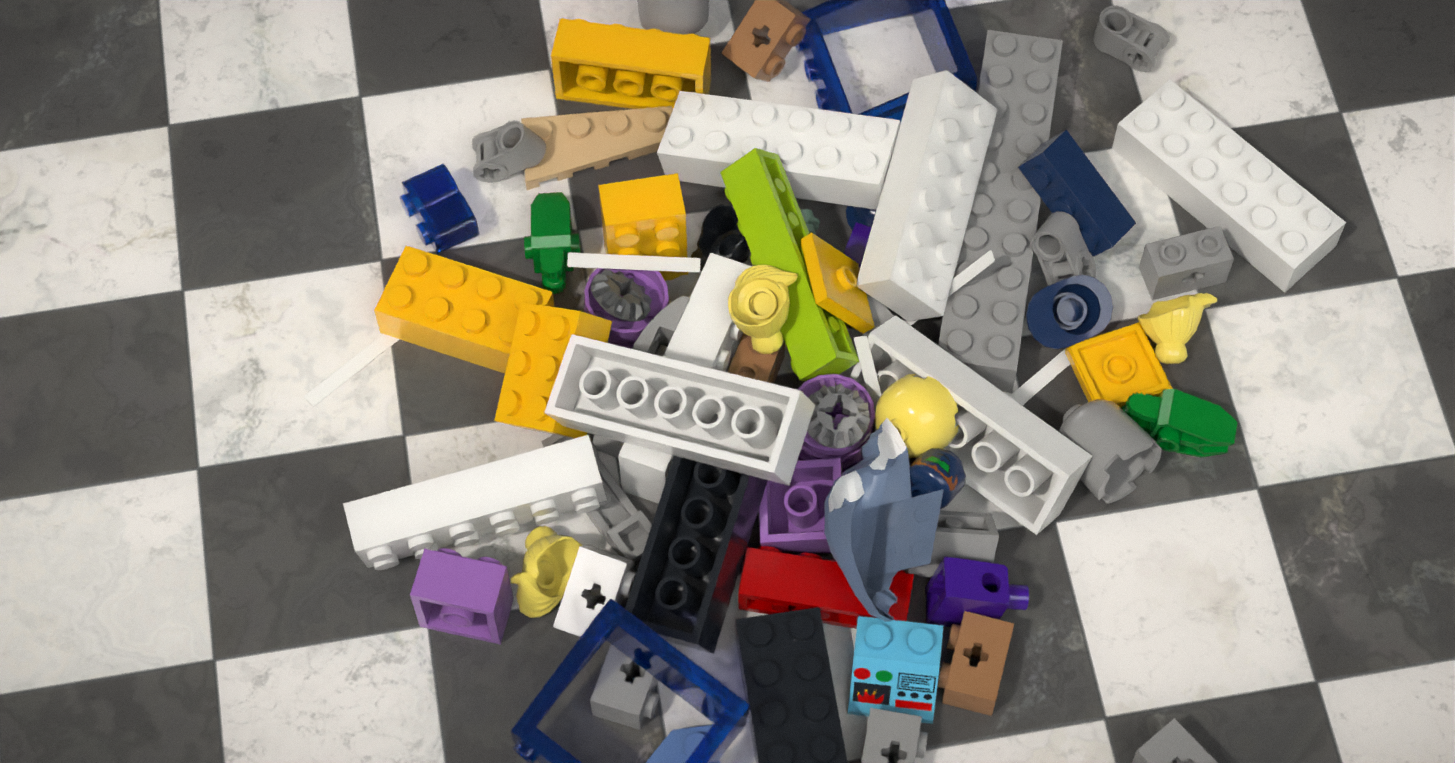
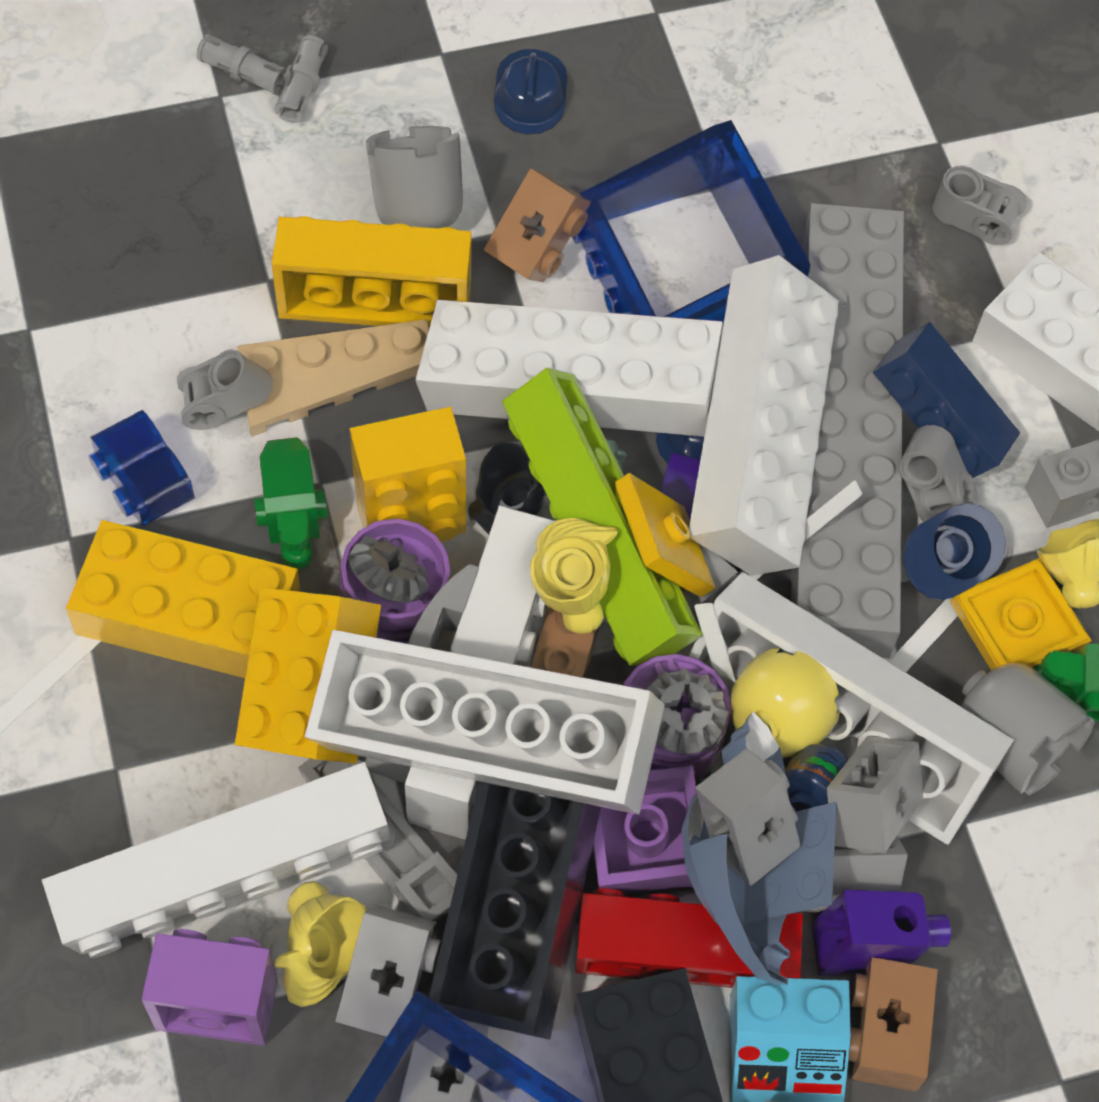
camera: 10 degrees left, 0 degrees up
(633, 262) = (401, 524): white sticker -> none
(876, 489) = (754, 809): none -> light grey brick
(978, 488) = (876, 794): none -> light grey brick

